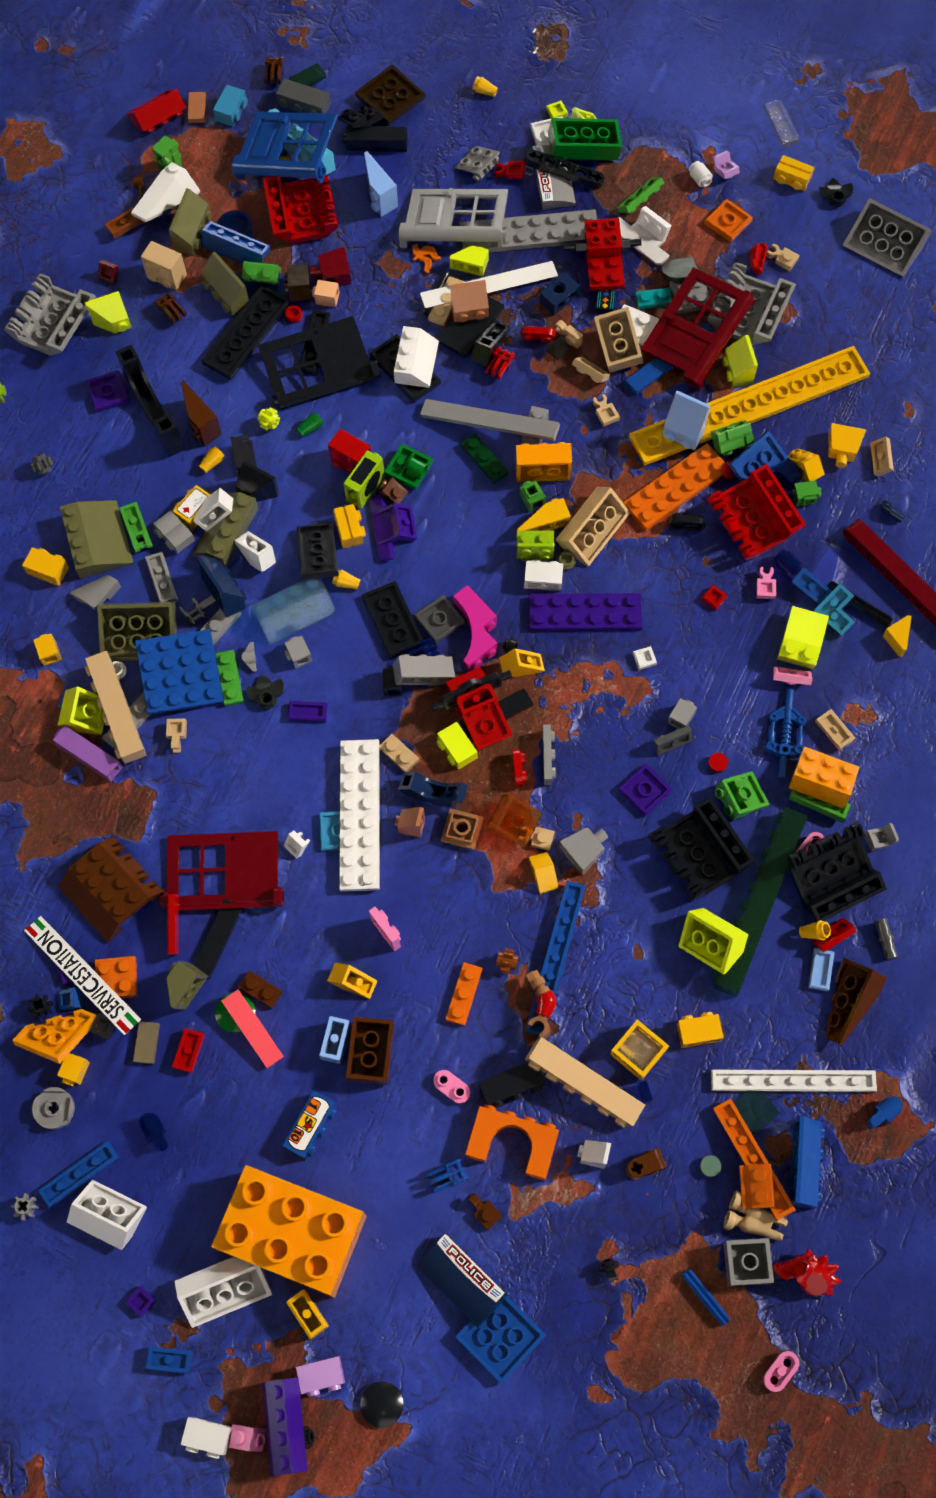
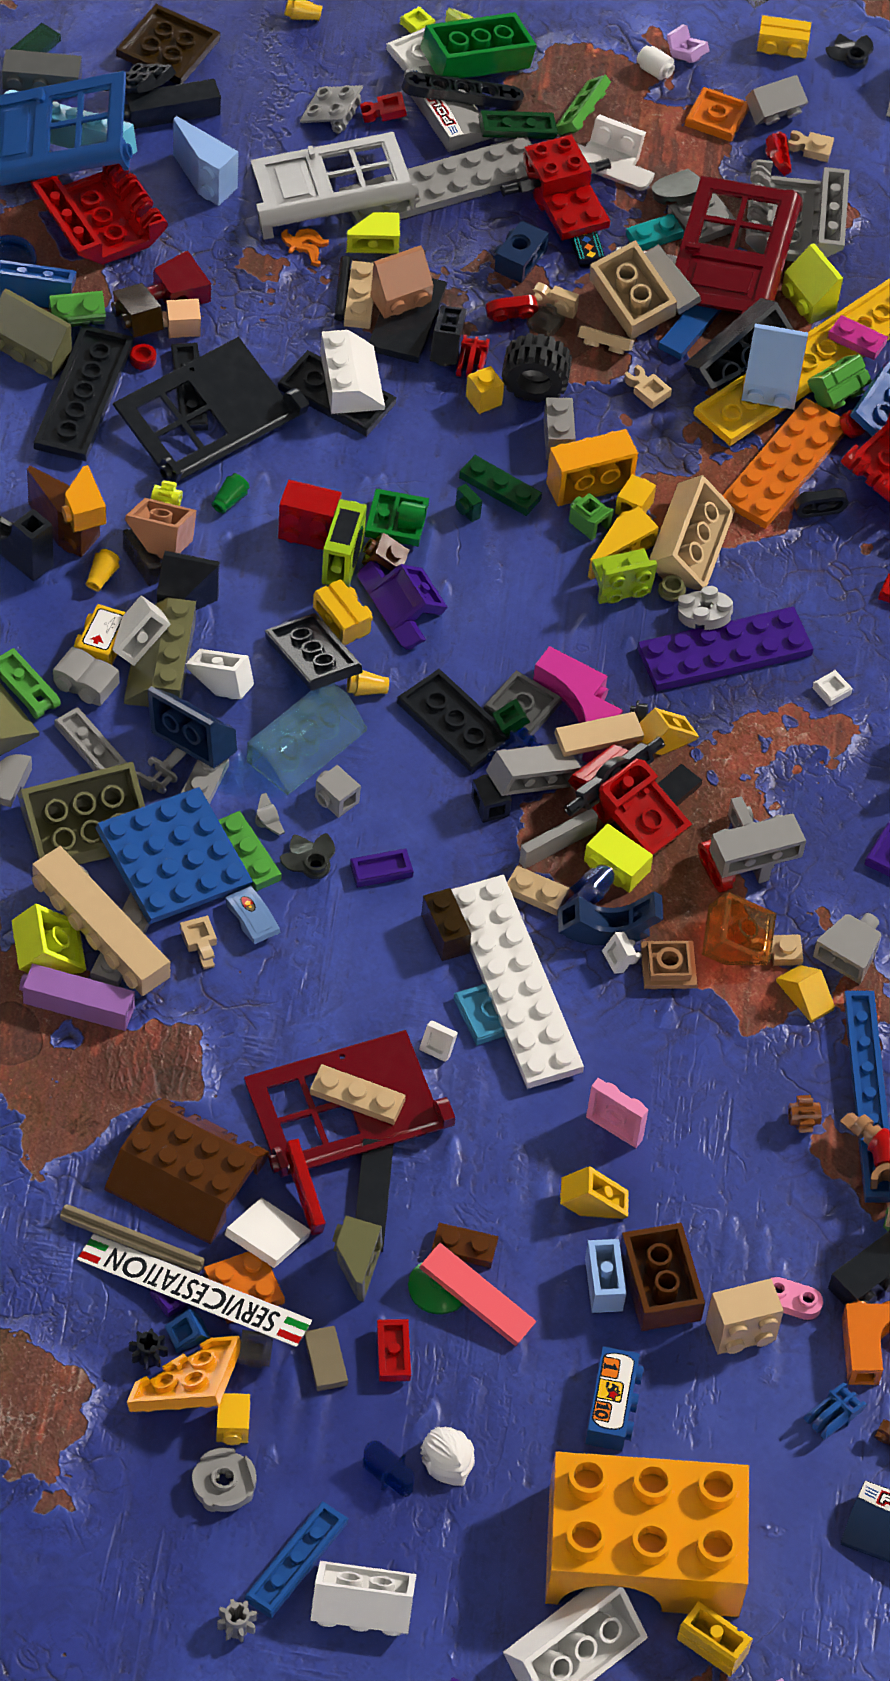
camera: 25 degrees left, 15 degrees down
(60, 927) = (132, 1238): none -> dark tan axle
(141, 948) = (267, 1232): none -> white tile
(194, 1132) = (448, 1455): none -> white hair
(203, 415) = (84, 503): none -> light orange slope
(214, 724) = (253, 915): none -> medium blue slope
(230, 868) = (357, 1094): none -> tan plate
(254, 440) = (162, 526): none -> nougat slope
(329, 763) = (446, 924): none -> dark brown brick
(410, 1096) = (744, 1317): none -> tan brick
(411, 821) = (595, 968): nougat slope -> none
(424, 629) = (511, 717): none -> dark green plate
(424, 721) = (558, 838): none -> light grey tile
(431, 762) = (593, 884): none -> clear blue arm
(432, 813) = (620, 952): none -> white tile
(456, 467) = (468, 503): none -> dark green plate
(464, 994) = (759, 1175): orange plate -> none
(474, 657) = (599, 734): none -> tan tile
(490, 419) = (493, 428): light grey tile -> none
(497, 388) = (484, 389): none -> yellow brick
(498, 281) = (434, 250): white sticker -> none
(533, 382) = (536, 367): none -> black tyre
(543, 575) = (649, 614): white brick -> none
(544, 764) = (757, 845): none -> light grey brick
(566, 488) = (635, 493): none -> yellow brick
(572, 582) = (705, 608): none -> light grey plate
(591, 201) = (517, 124): none -> dark green plate
(646, 337) = (674, 279): none -> light grey tile
(657, 403) = (730, 350): none -> black wedge
(756, 407) = (857, 337): none -> dark pink plate
(769, 219) = (776, 100): none -> light grey brick

